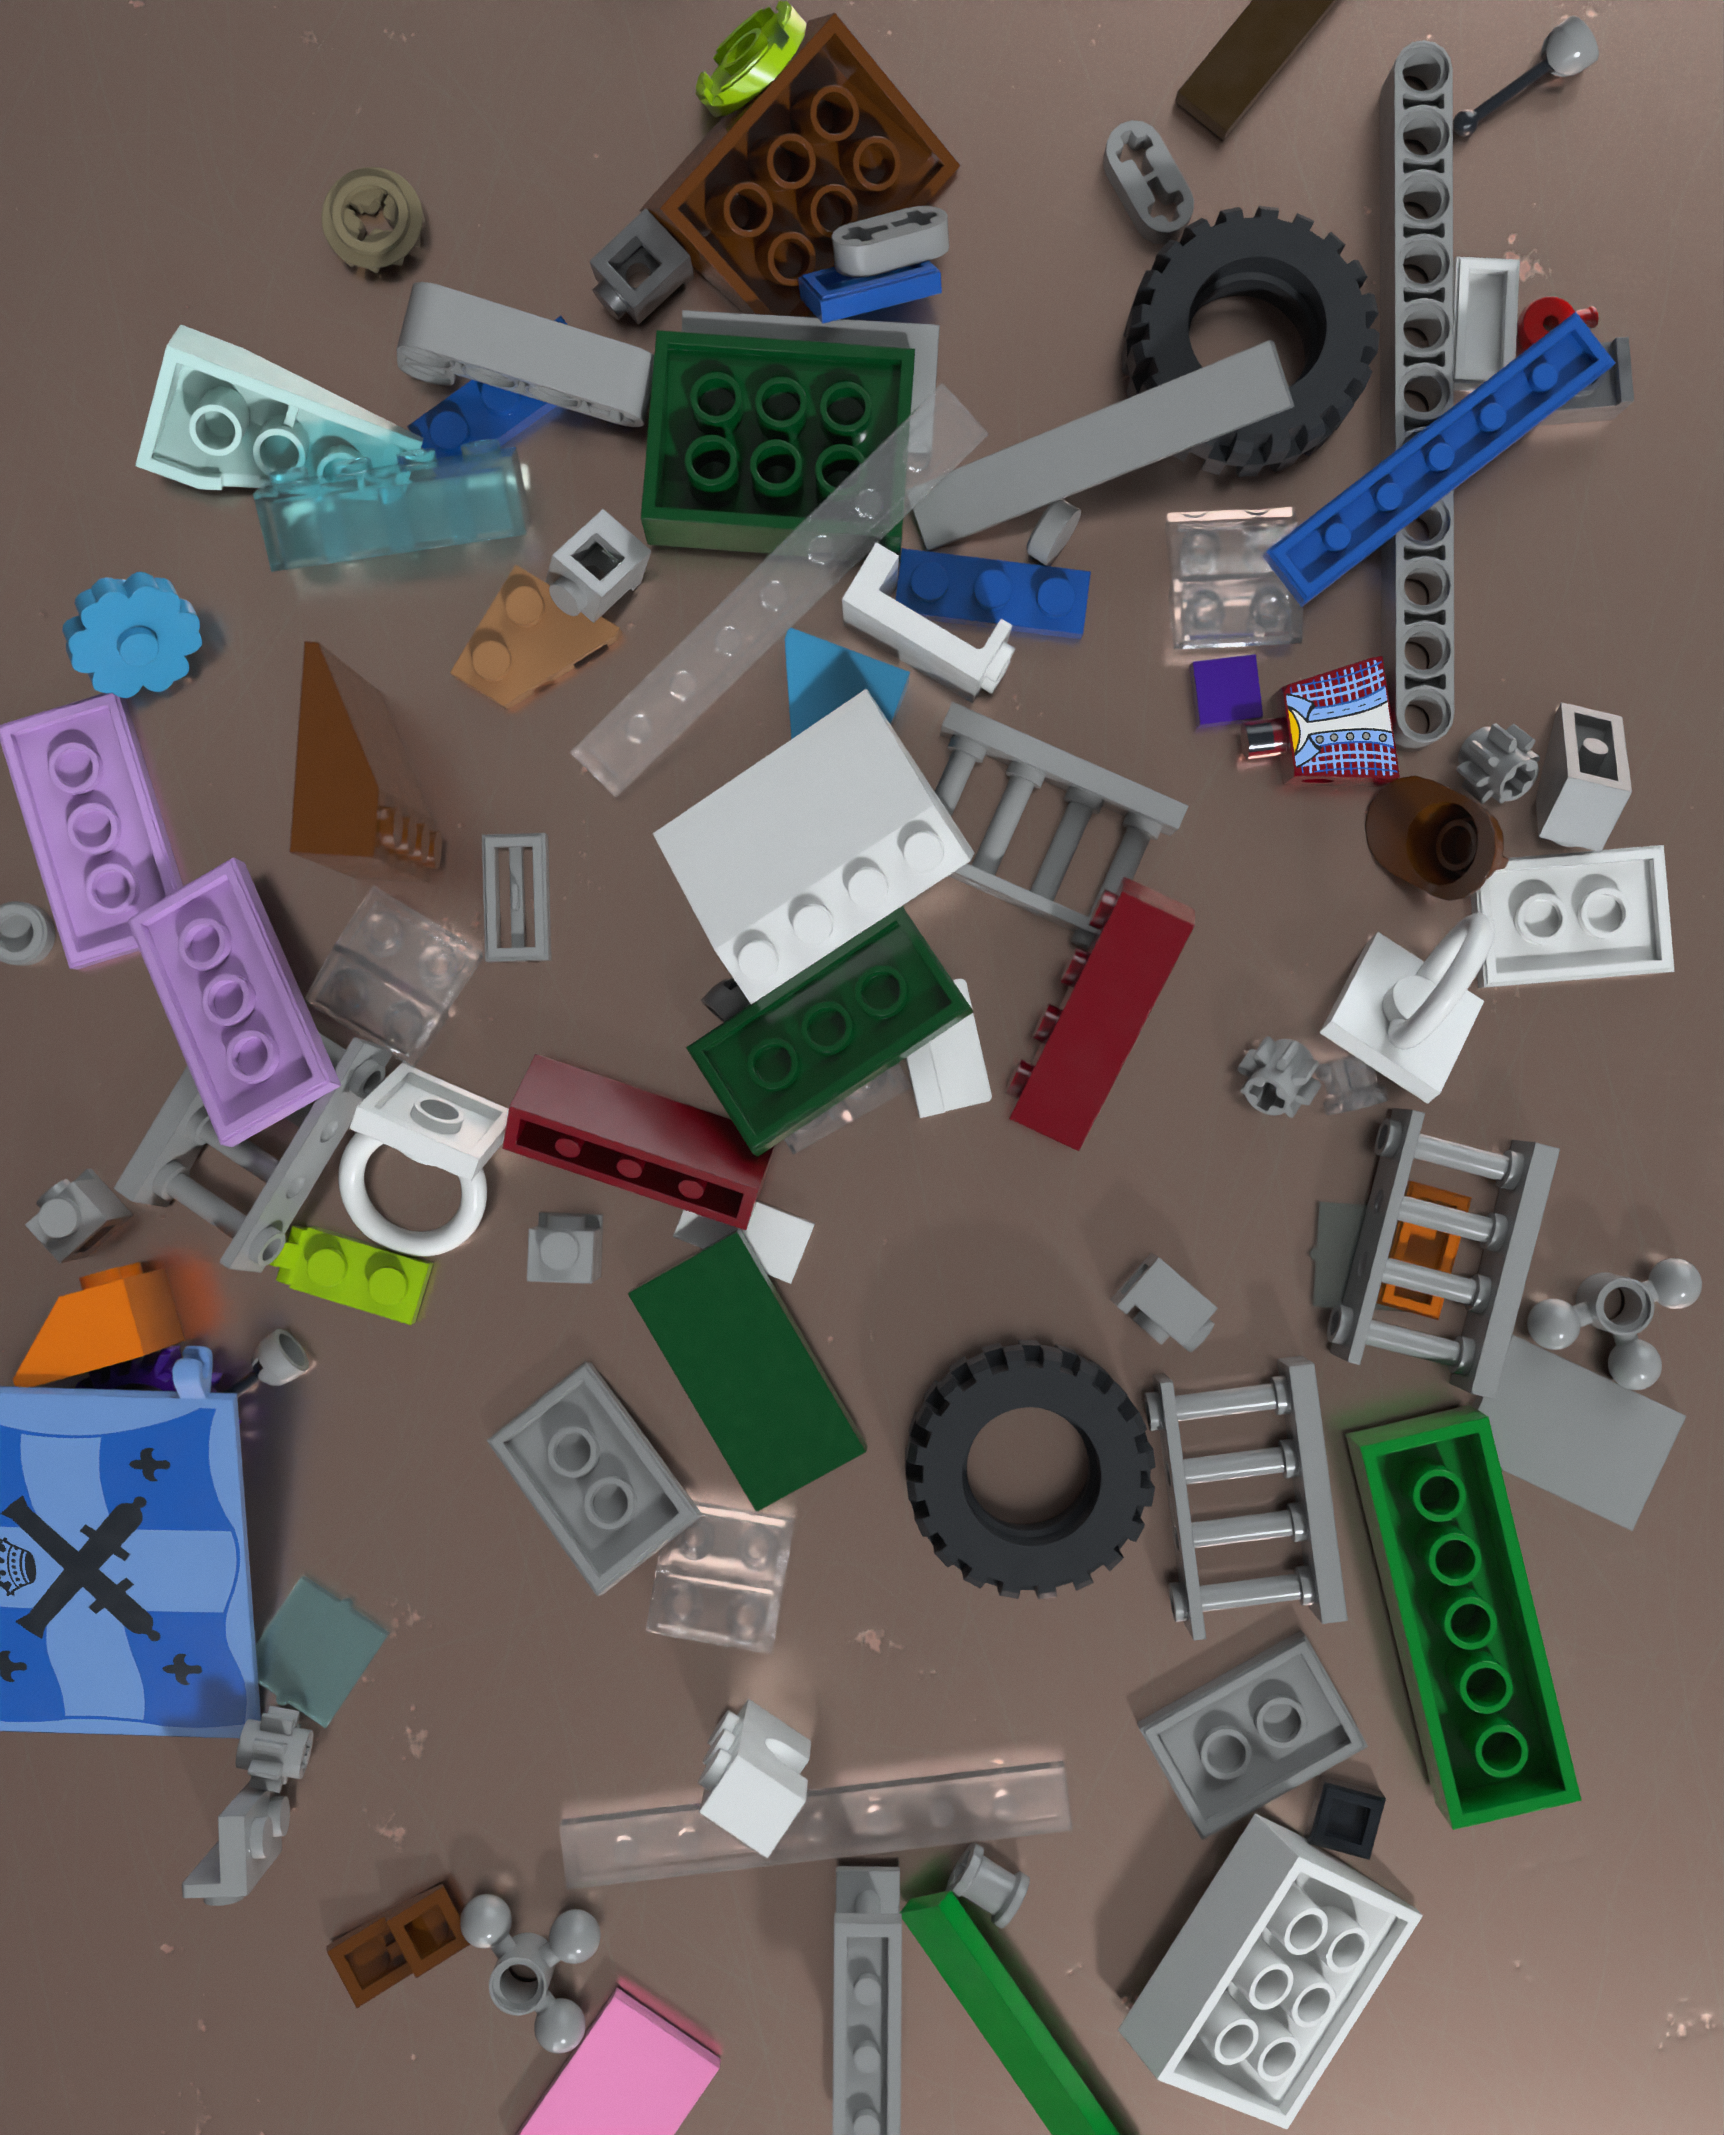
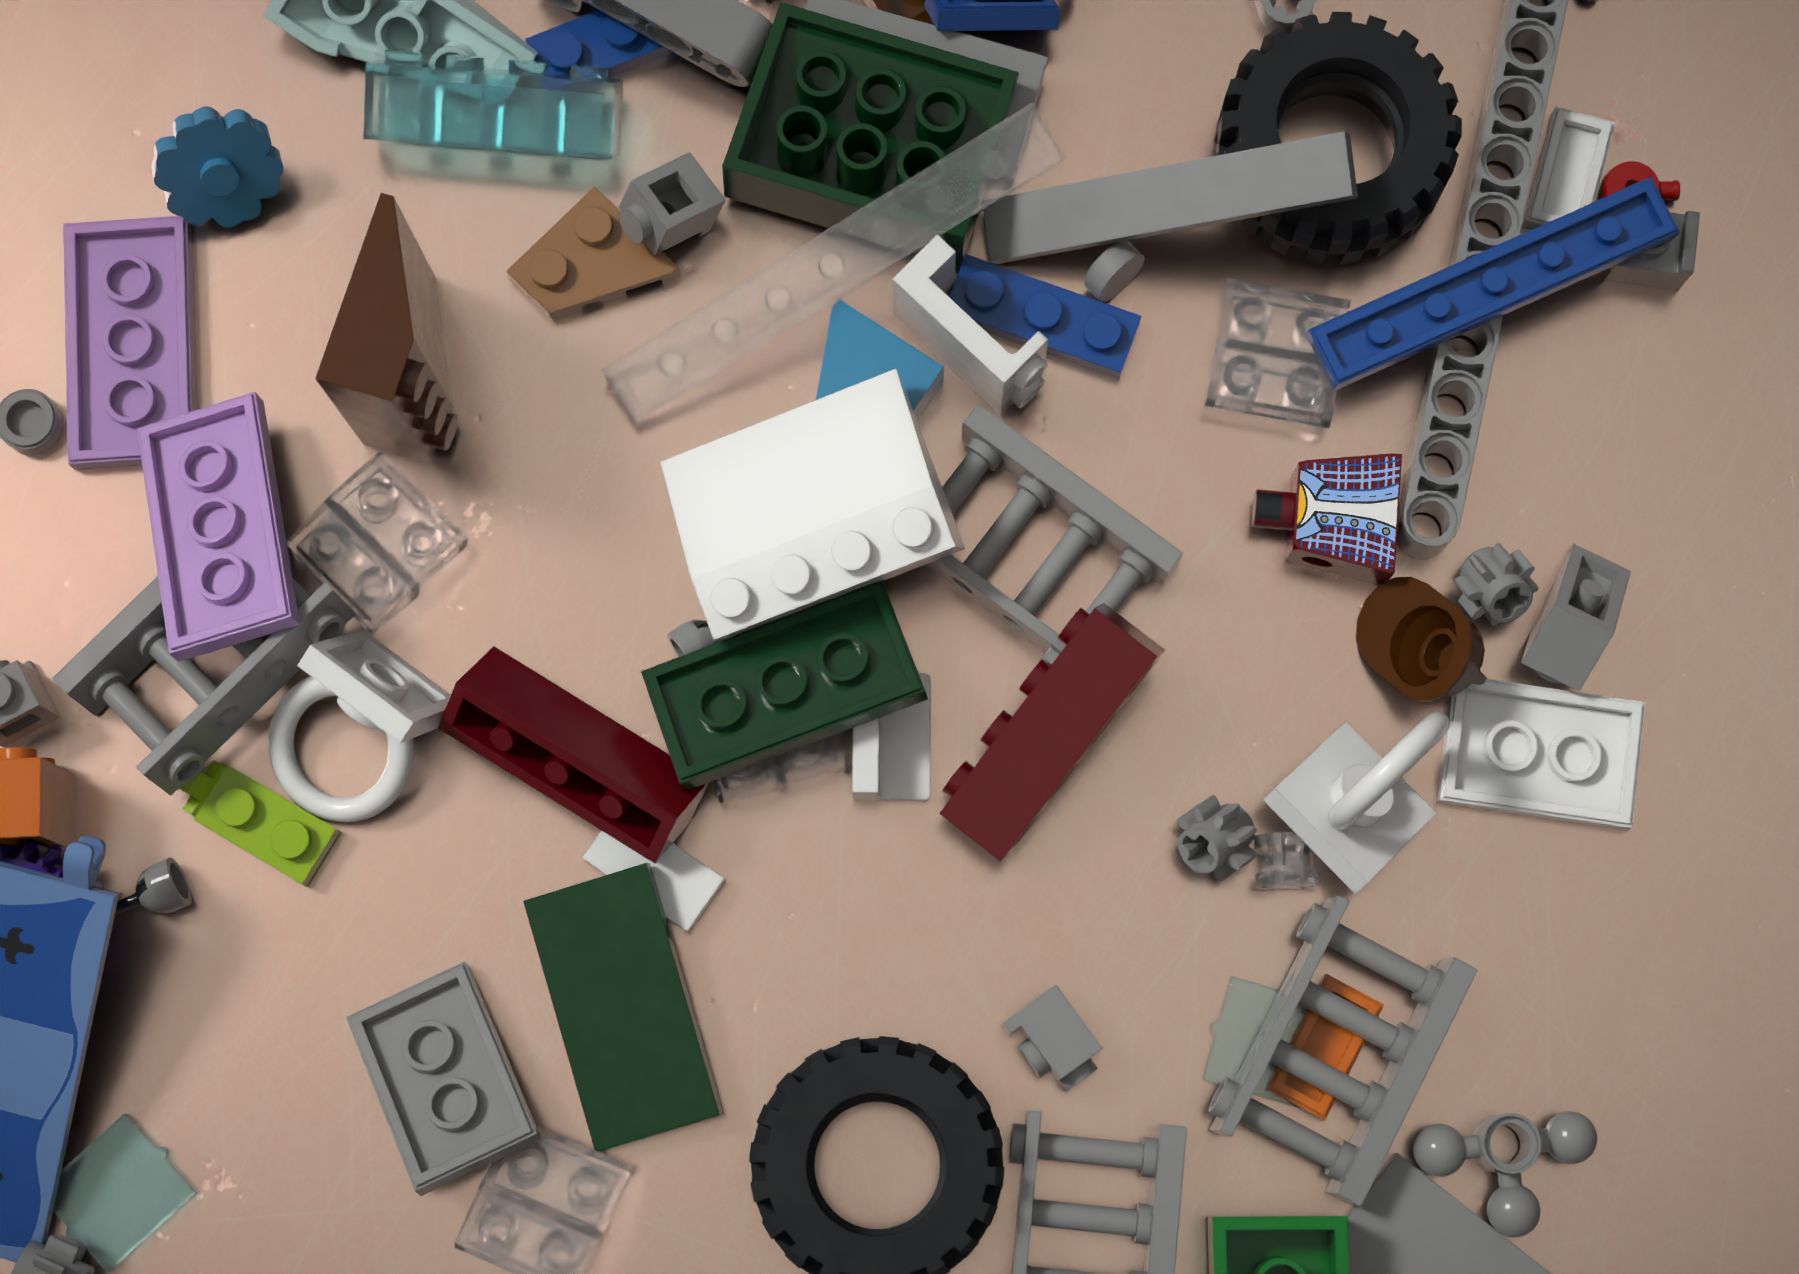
camera: 15 degrees right, 10 degrees down
(491, 897) = (503, 547): light grey tile -> none
(565, 1248) = (474, 842): light grey brick -> none
(1226, 691) = (1247, 458): dark purple tile -> none

